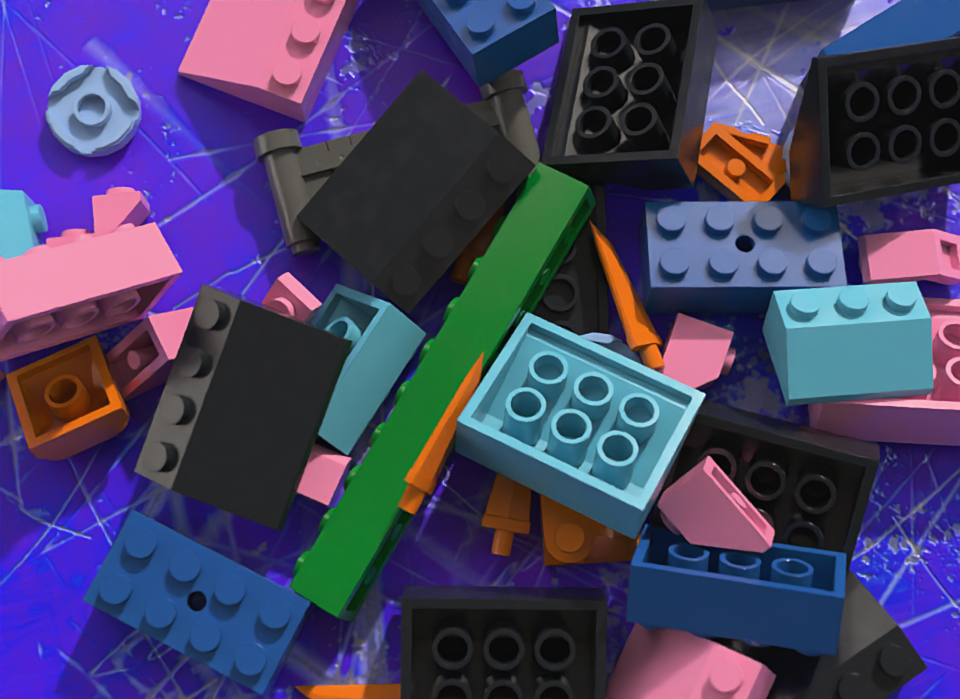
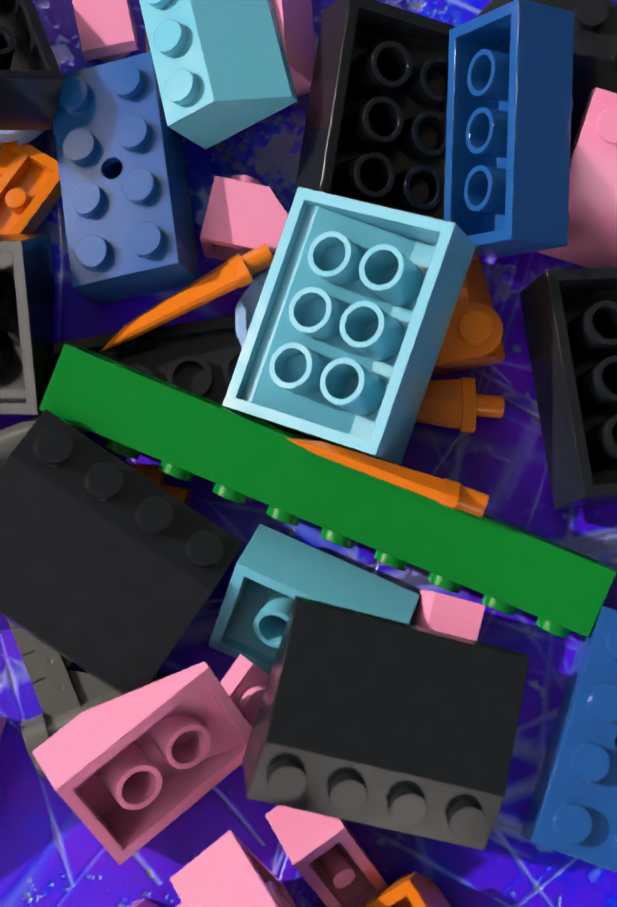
camera: 90 degrees left, 0 degrees up
(250, 216) = (146, 757): none -> bright pink slope
(713, 511) = (428, 167): bright pink slope -> none

